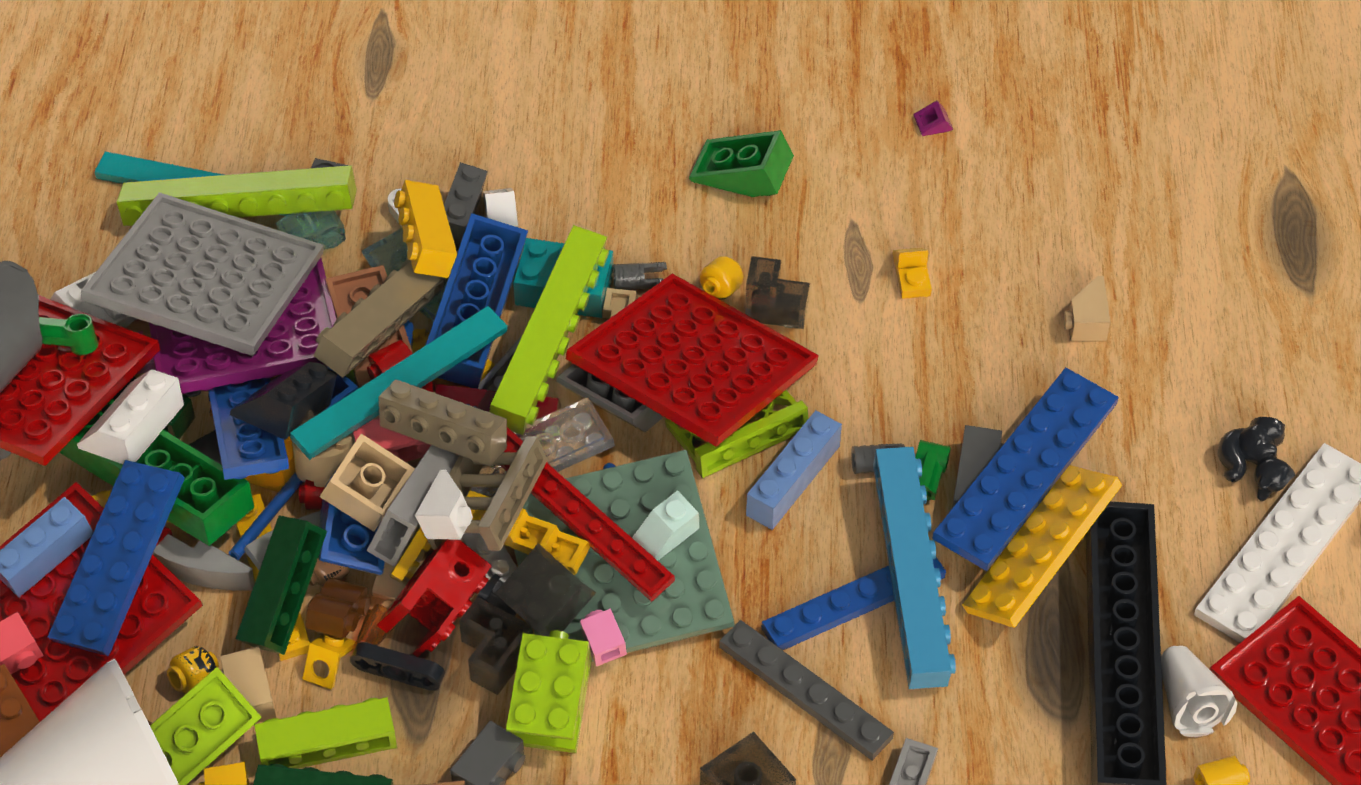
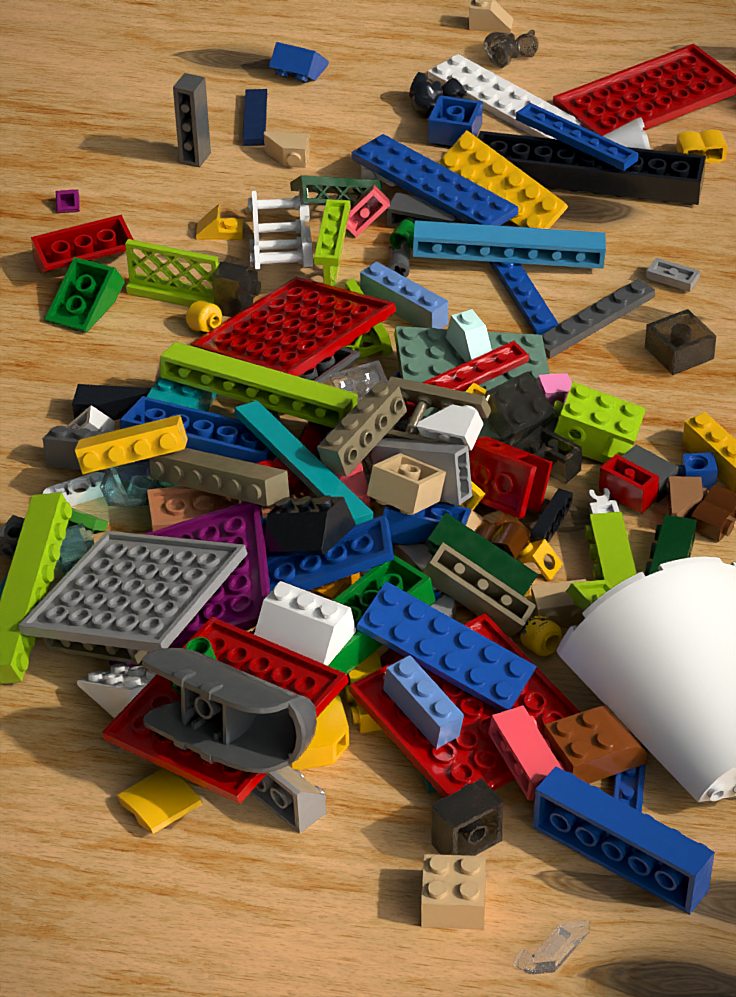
camera: 80 degrees left, 10 degrees down
(35, 484) = (329, 739): none -> yellow slope
(230, 585) = (478, 590): none -> dark tan brick
(365, 224) = (89, 521): none -> bright green plate
(415, 722) = (601, 504): none -> white plate
(452, 737) = (629, 483): none -> red brick
(551, 208) = (110, 400): none -> black slope
(782, 223) = (171, 289): none -> lime fence
(823, 141) = (82, 241): none -> red slope
(856, 361) = (331, 238): none -> lime fence
(888, 355) = (303, 243): none -> white fence
(963, 405) = (366, 210): none -> coral slope
(993, 361) = (331, 185): none -> dark green fence
(1070, 186) = (192, 120): none -> dark grey brick
(1153, 615) = (577, 136): none -> blue plate
(1162, 271) = (255, 117): none -> dark blue tile
(1192, 482) = (452, 118): none -> blue brick
(1292, 295) = (297, 62): none -> blue slope

